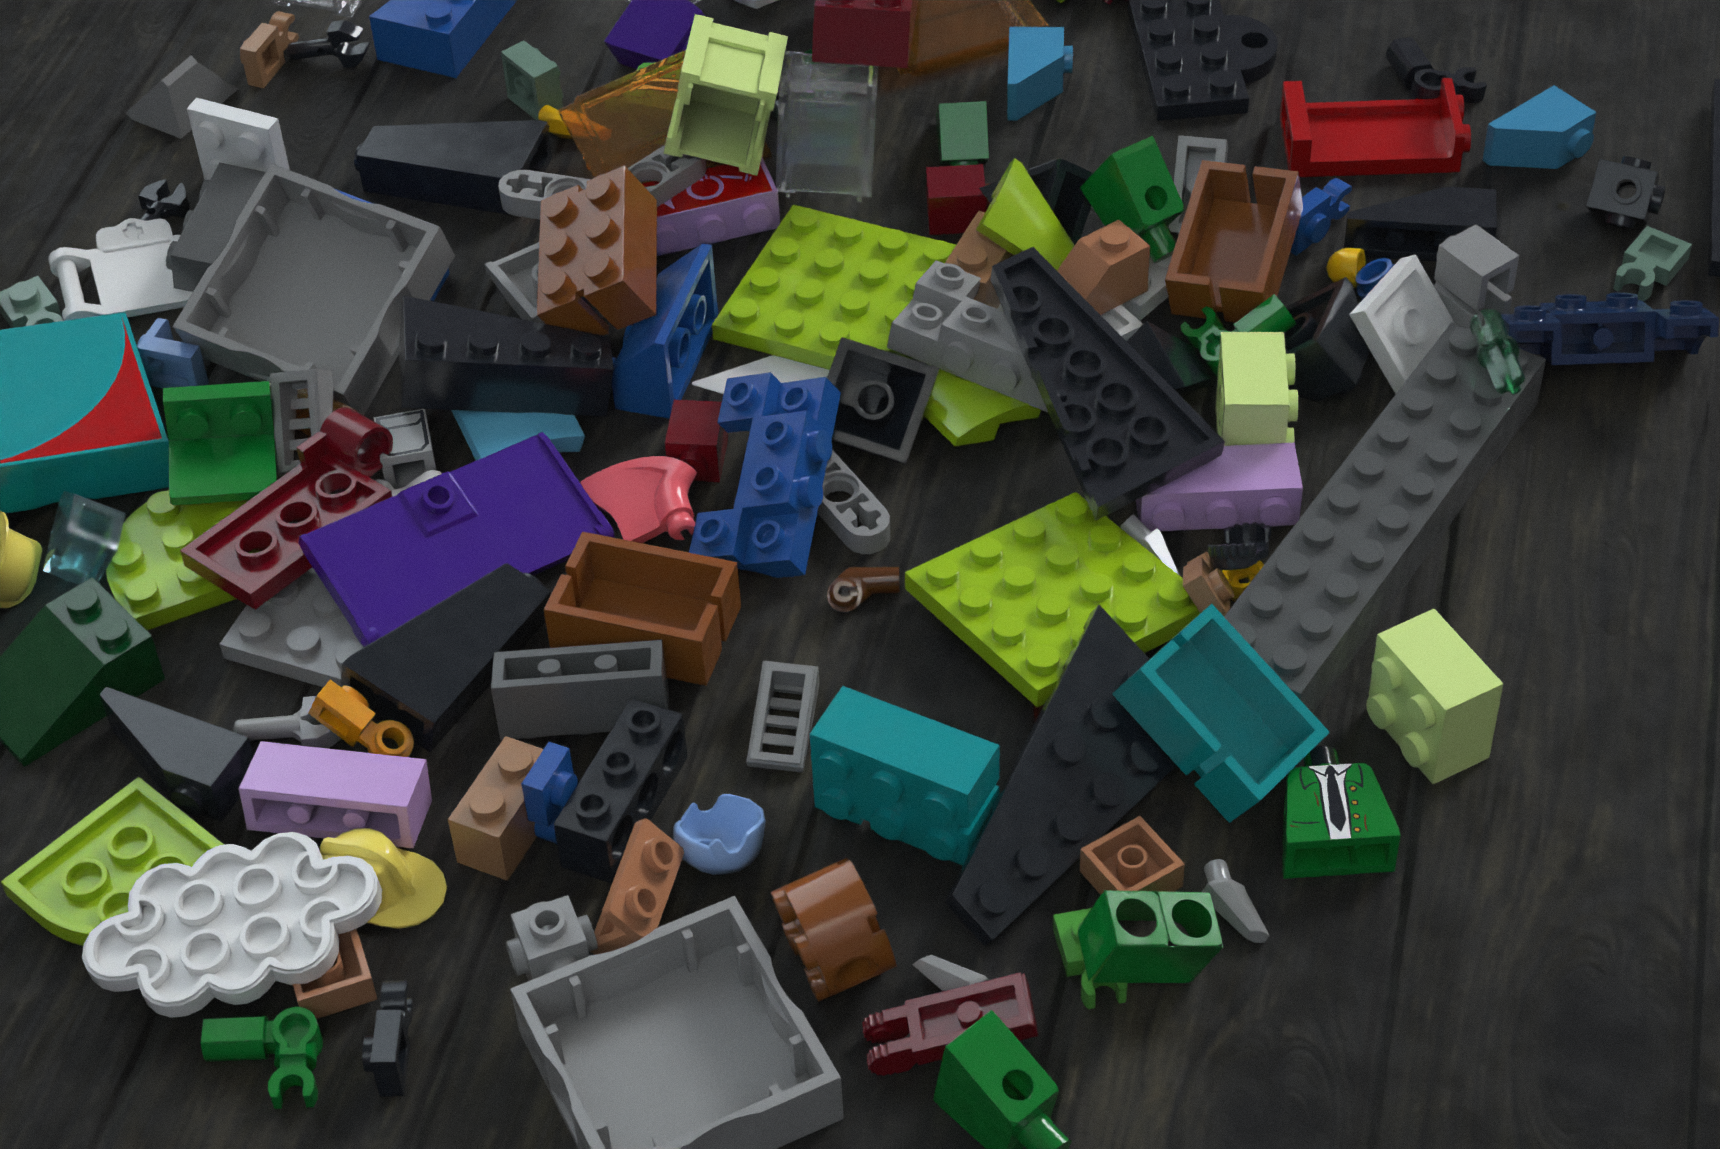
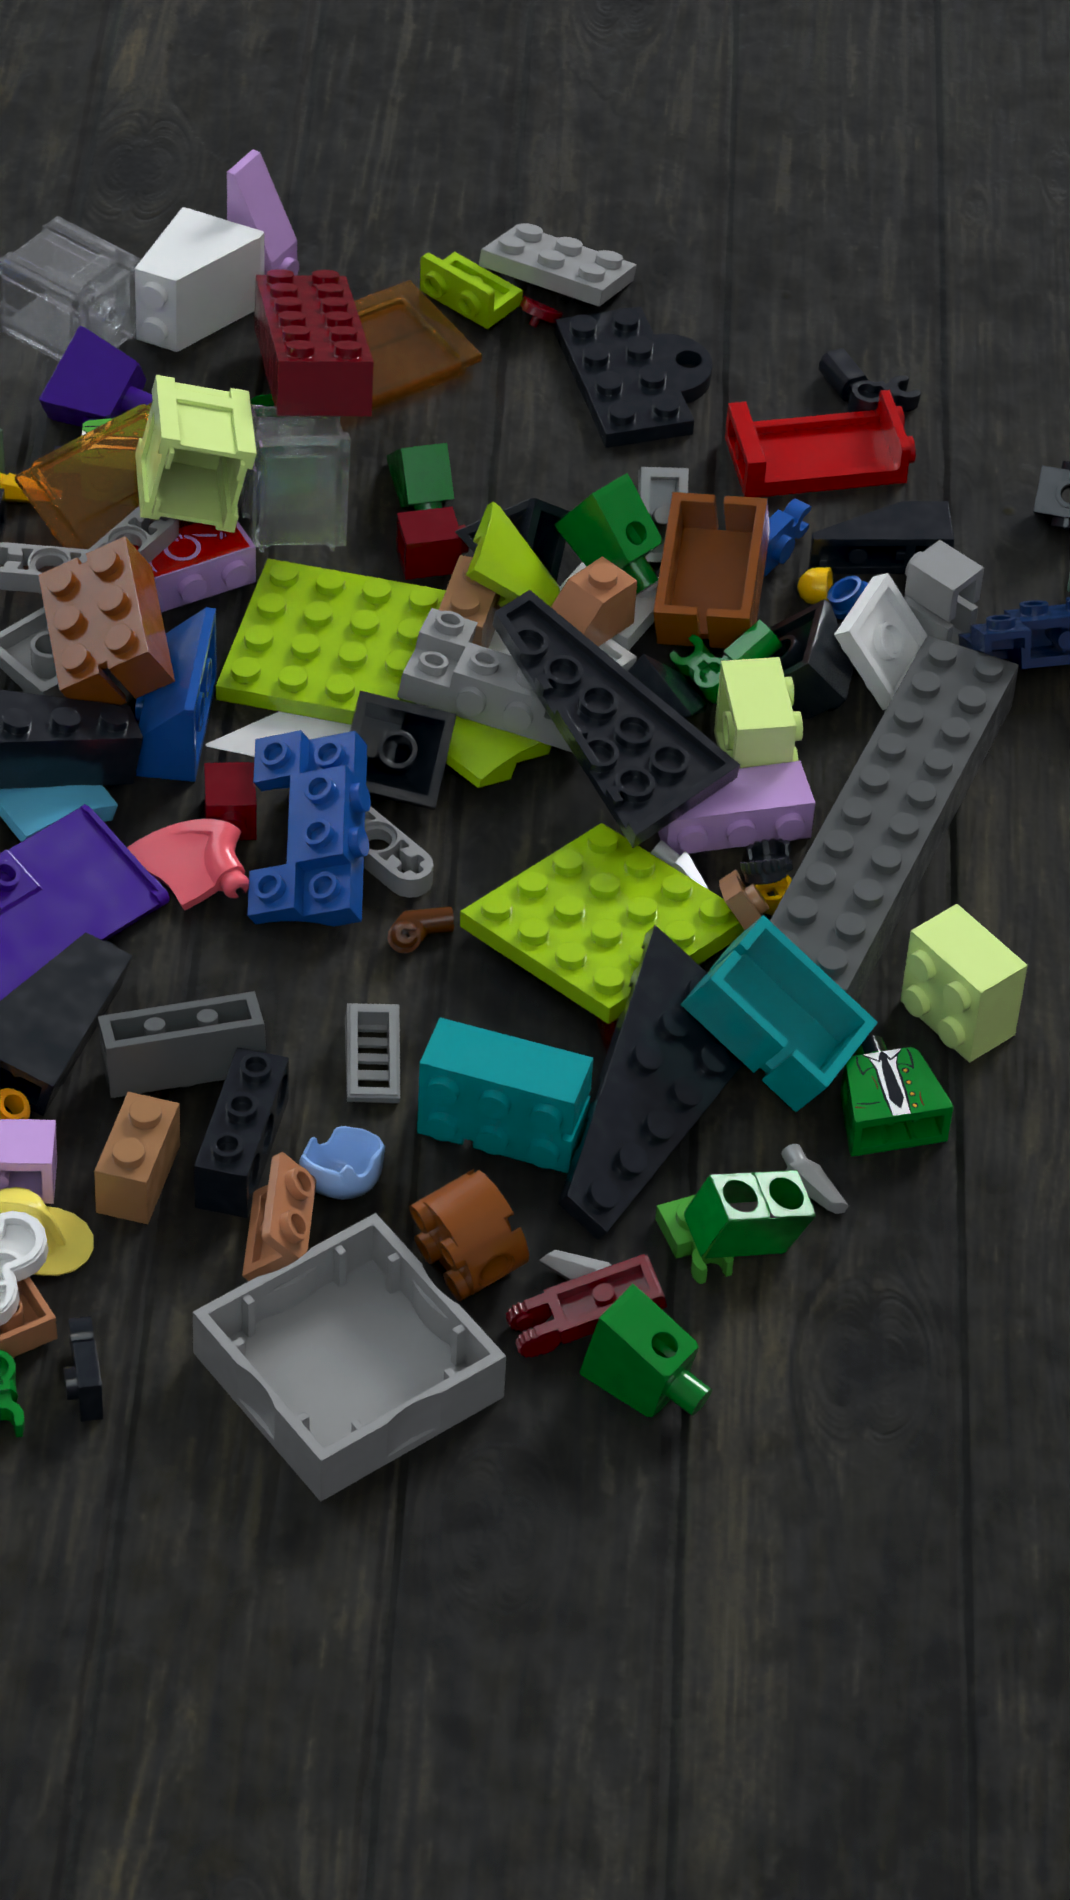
camera: 15 degrees left, 0 degrees up
(548, 789) = (181, 1139): blue plate -> none
(549, 938) = (210, 1268): light grey brick -> none
(646, 593) = (221, 951): dark orange piece -> none
(1035, 67) = (478, 400): dark azure slope -> none
(1131, 861) = (717, 1148): nougat piece -> none
(1497, 352) = (977, 662): clear green axle -> none
(1541, 132) = (980, 439): dark azure slope -> none

